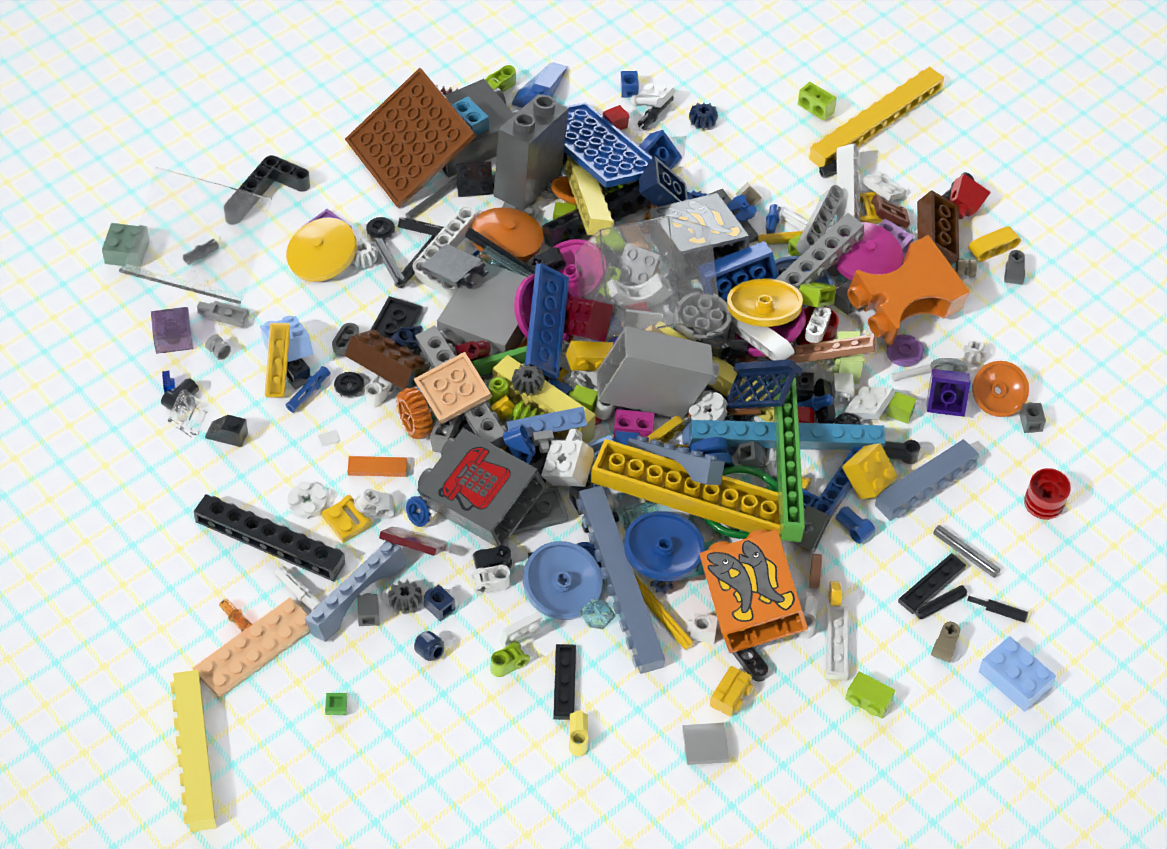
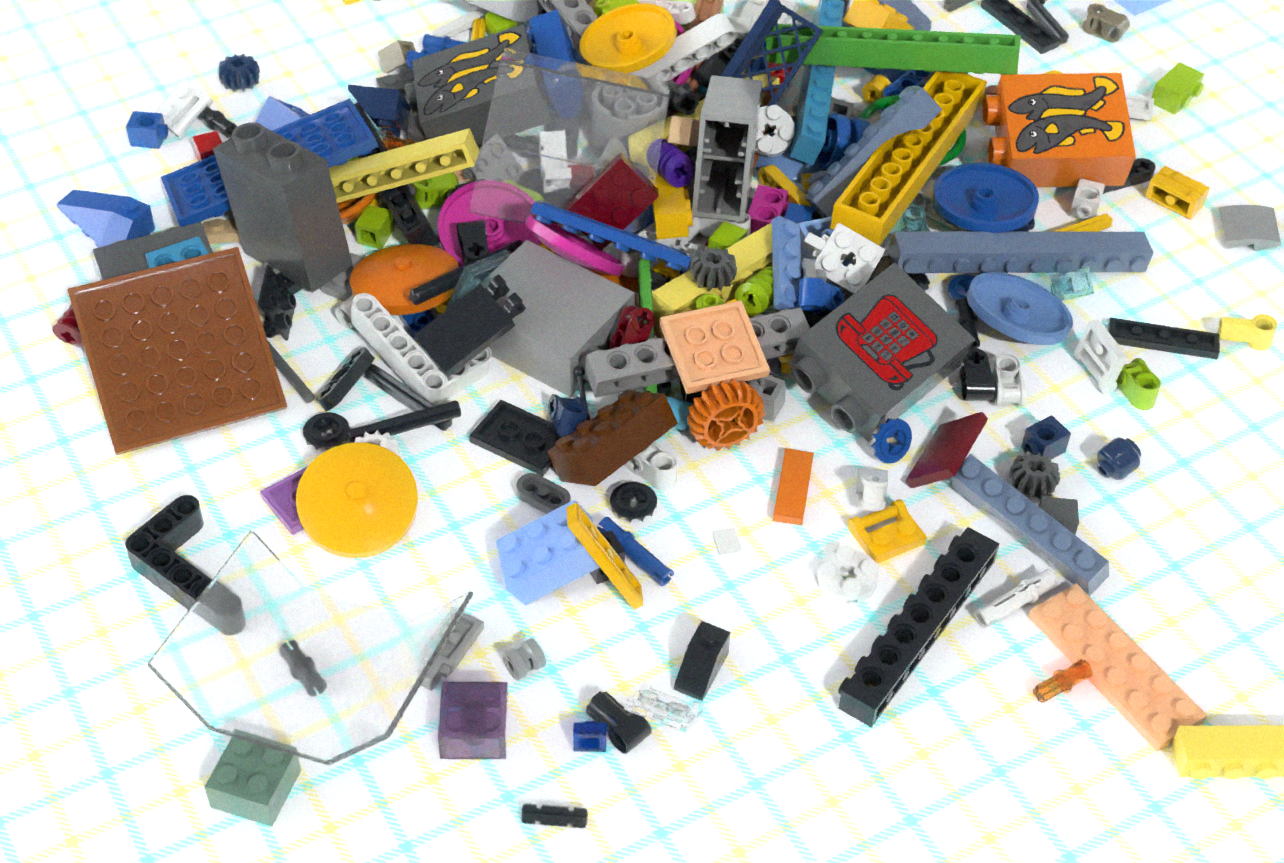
camera: 80 degrees left, 5 degrees down
(117, 377) = (554, 815): none -> black axle
(336, 704) = (1215, 573): bright green plate -> none
(502, 78) = (74, 254): lime piece -> none

